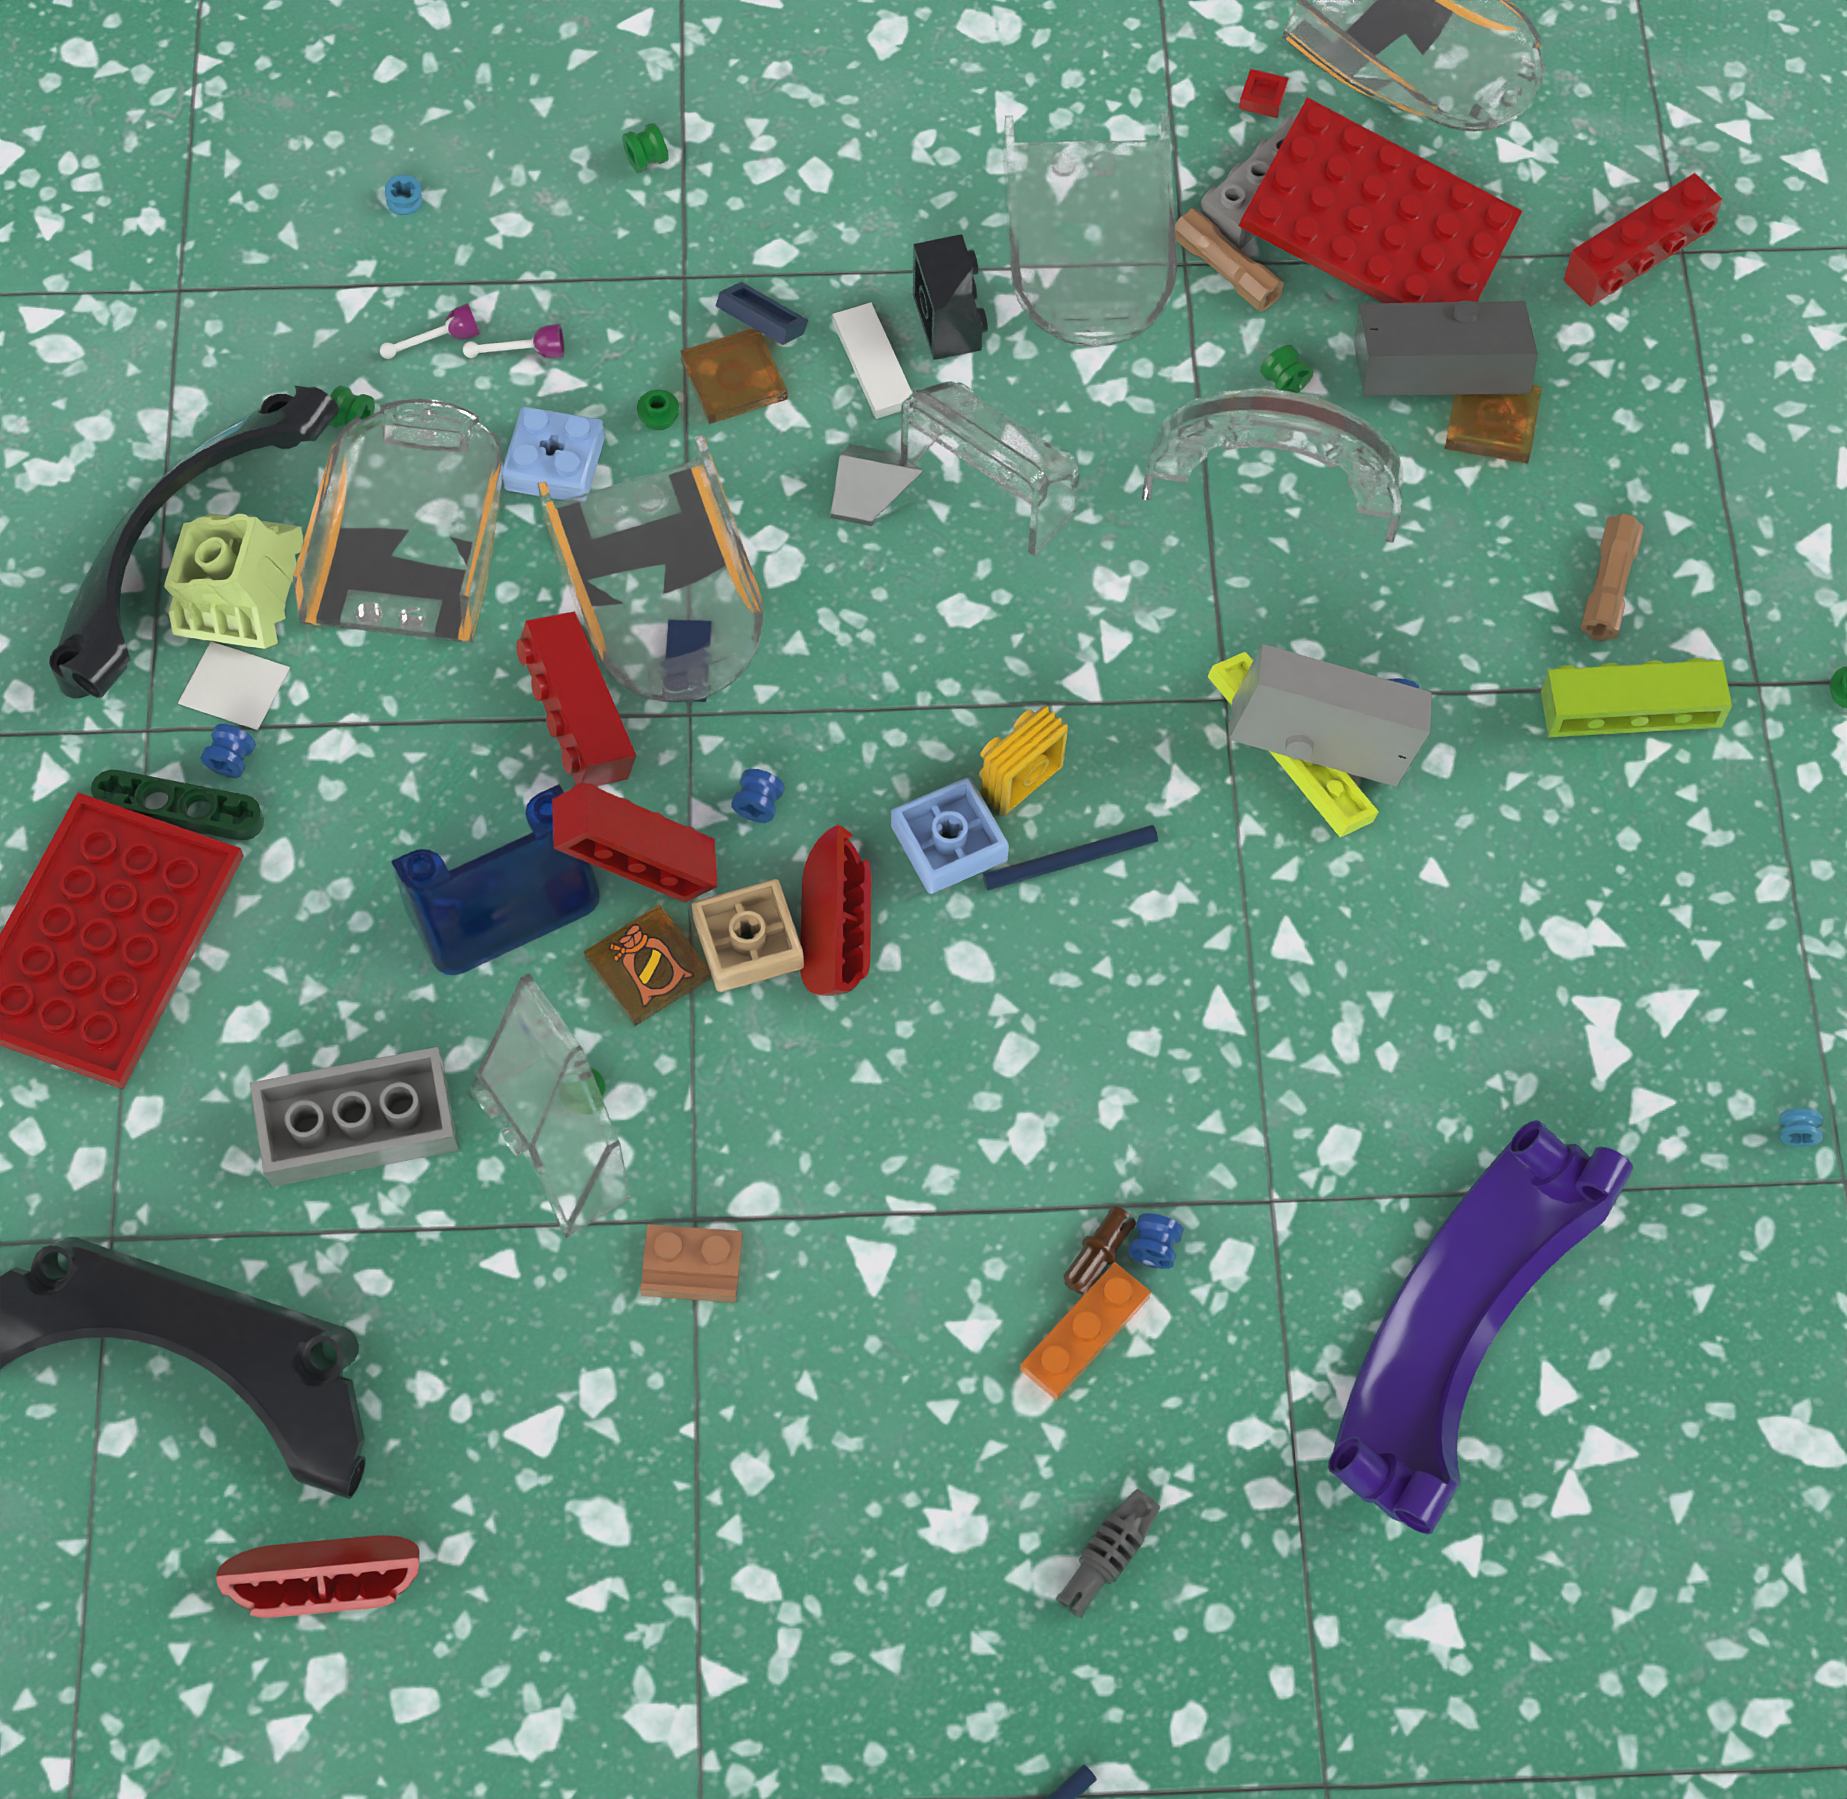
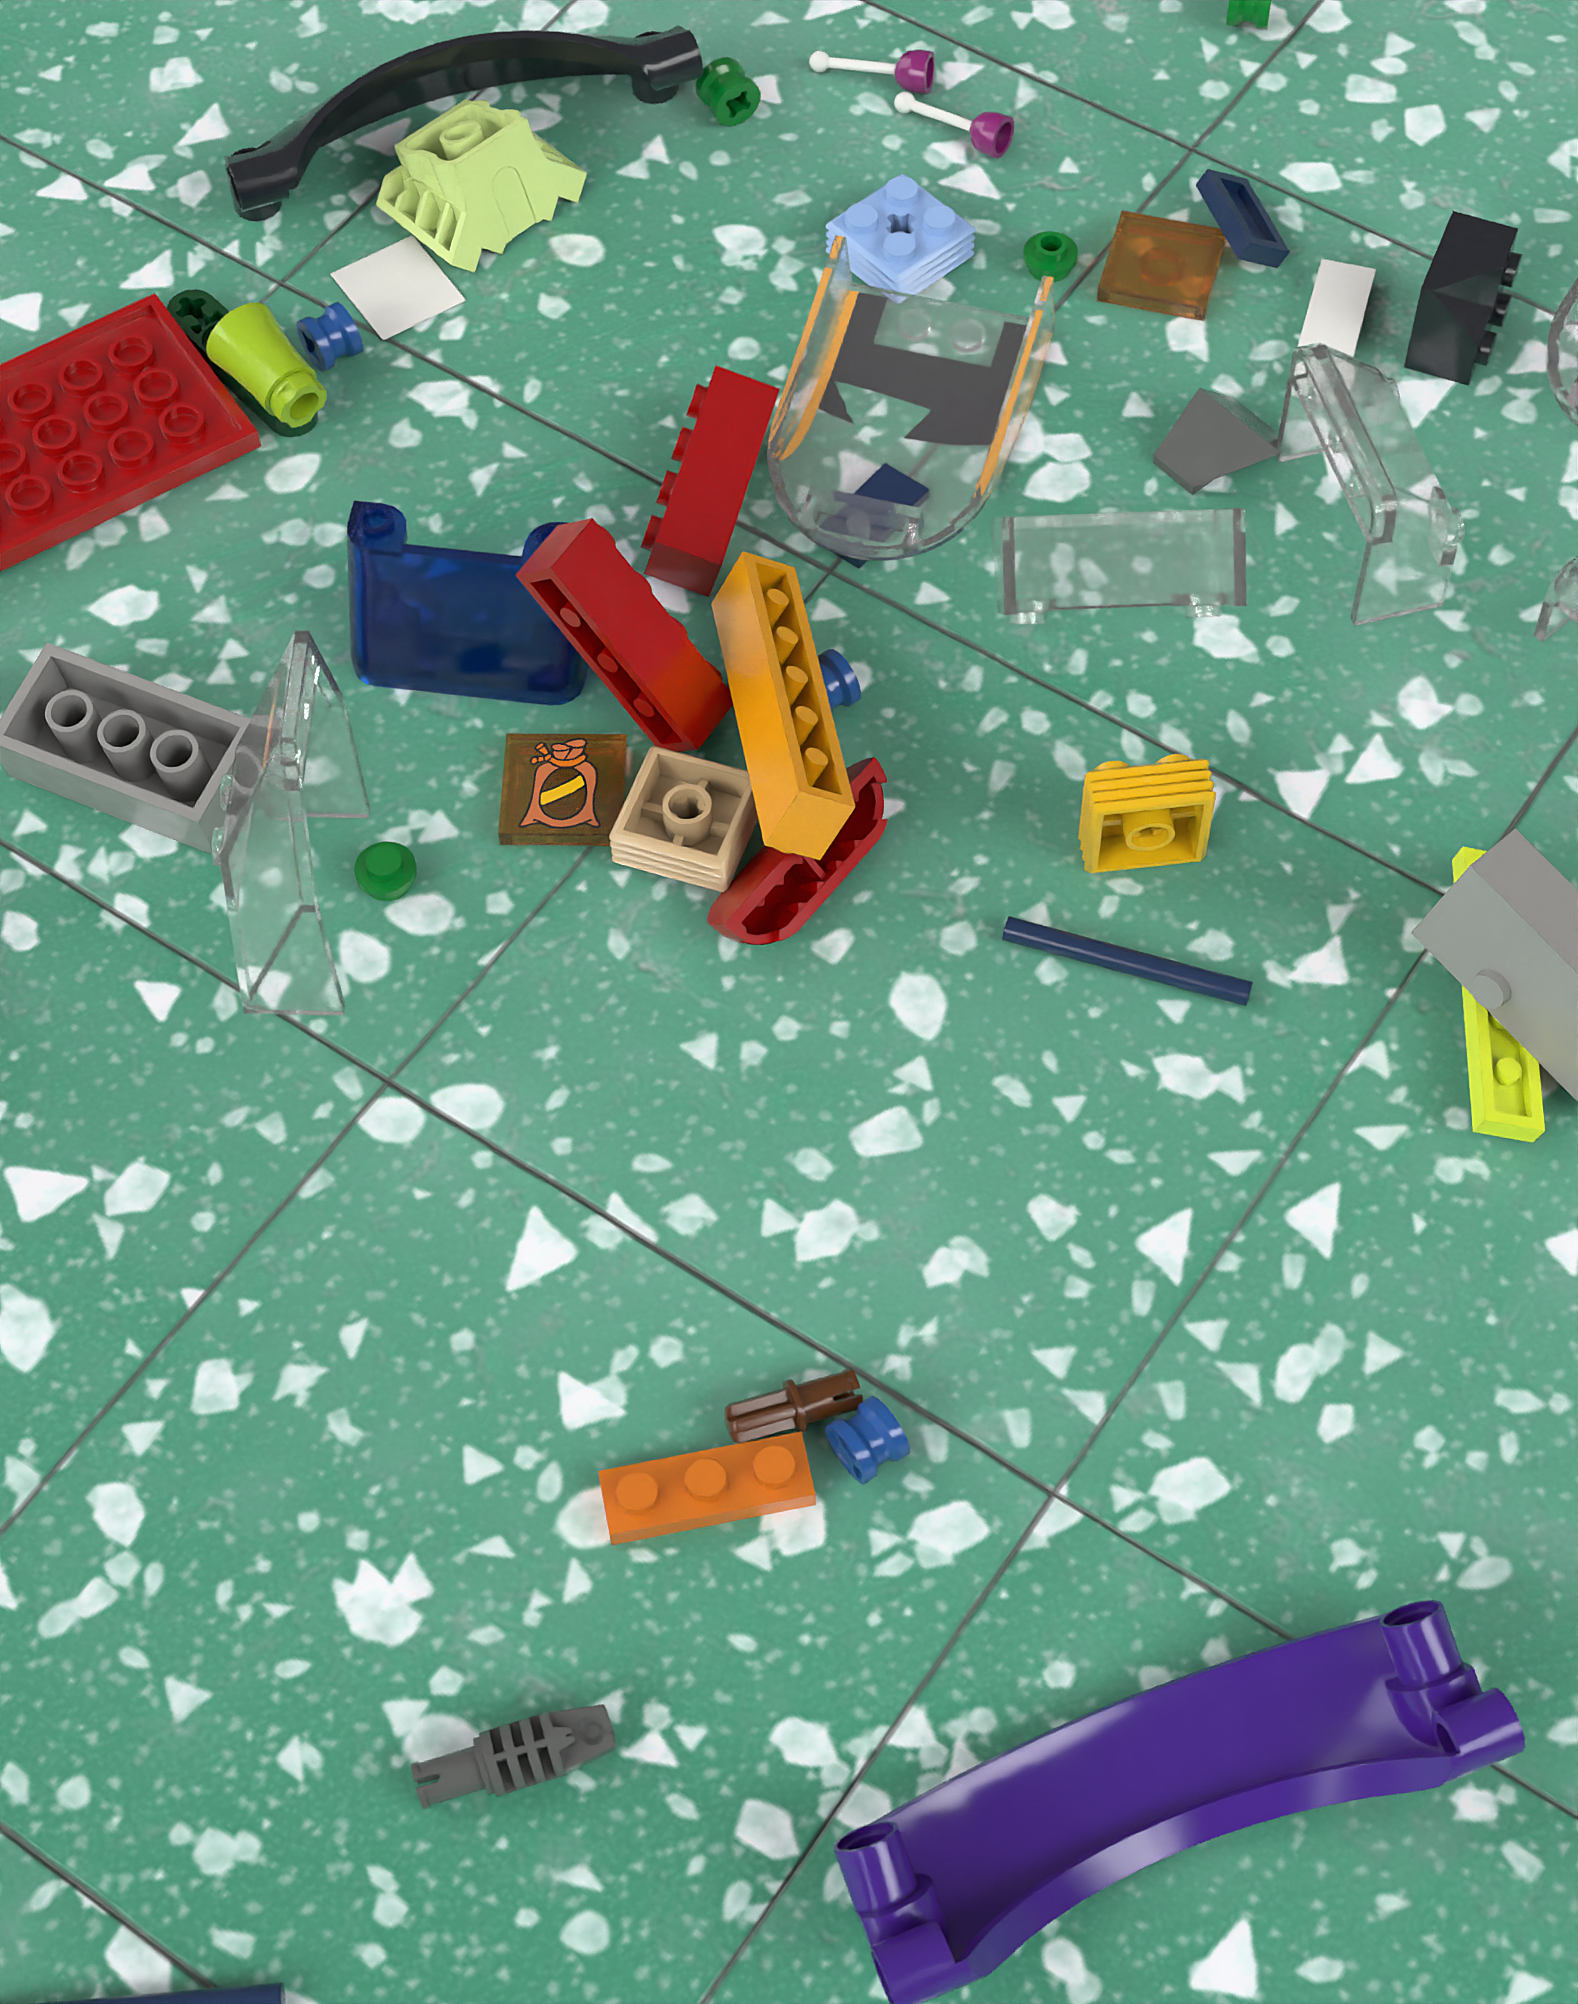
camera: 40 degrees right, 5 degrees down
(218, 798) = (266, 364): none -> lime plant
(403, 524) = (680, 220): clear windscreen -> none
(691, 1263) = (343, 1122): nougat plate -> none
(759, 826) = (781, 707): none -> light orange brick
(874, 594) = (1119, 562): none -> clear windscreen
(962, 814) = (990, 817): light blue brick -> none

